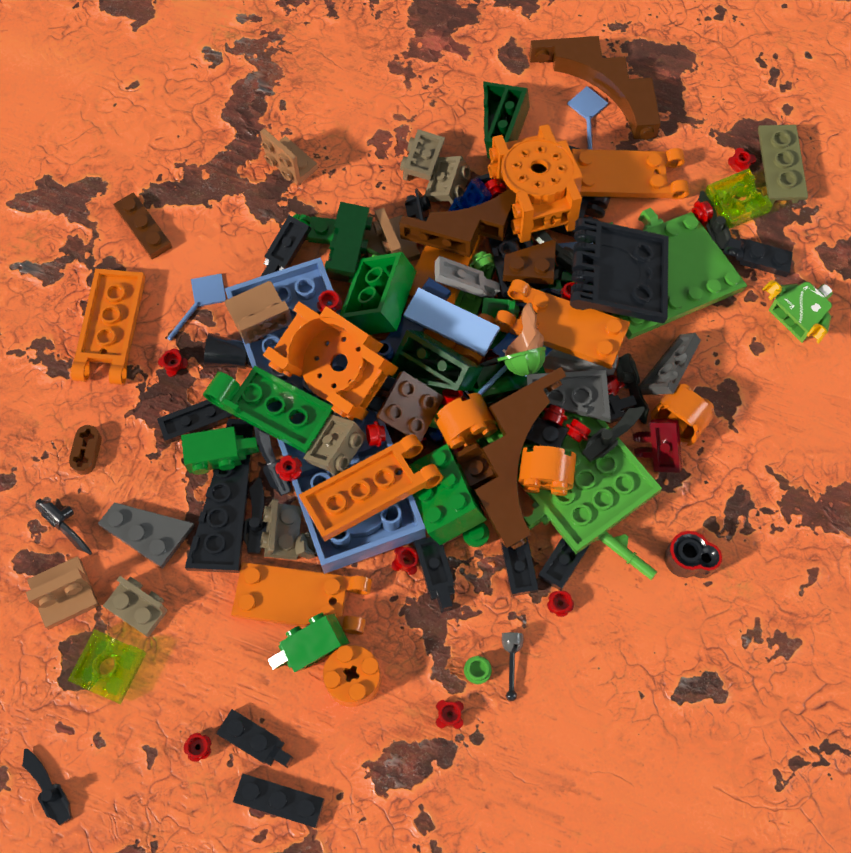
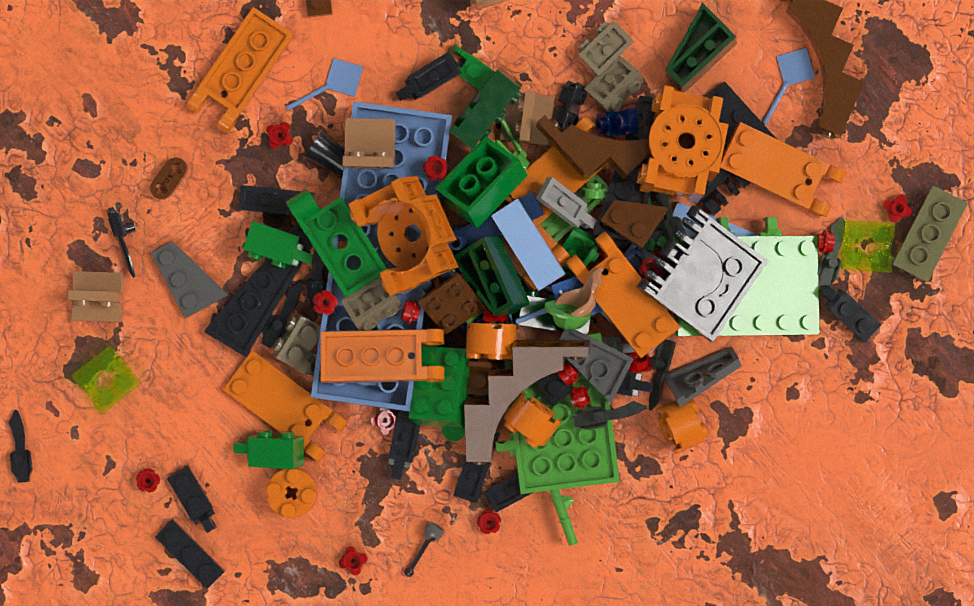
camera: 30 degrees right, 20 degrees up
(136, 606) = (150, 341): dark tan bracket -> none
(477, 670) = (393, 538): bright green plate -> none
(495, 187) = (645, 123): red plate -> none
(665, 445) = (648, 439): dark red hinge -> none
(692, 555) = (616, 543): black piece -> none
(801, 308) = (851, 384): bright green torso -> none

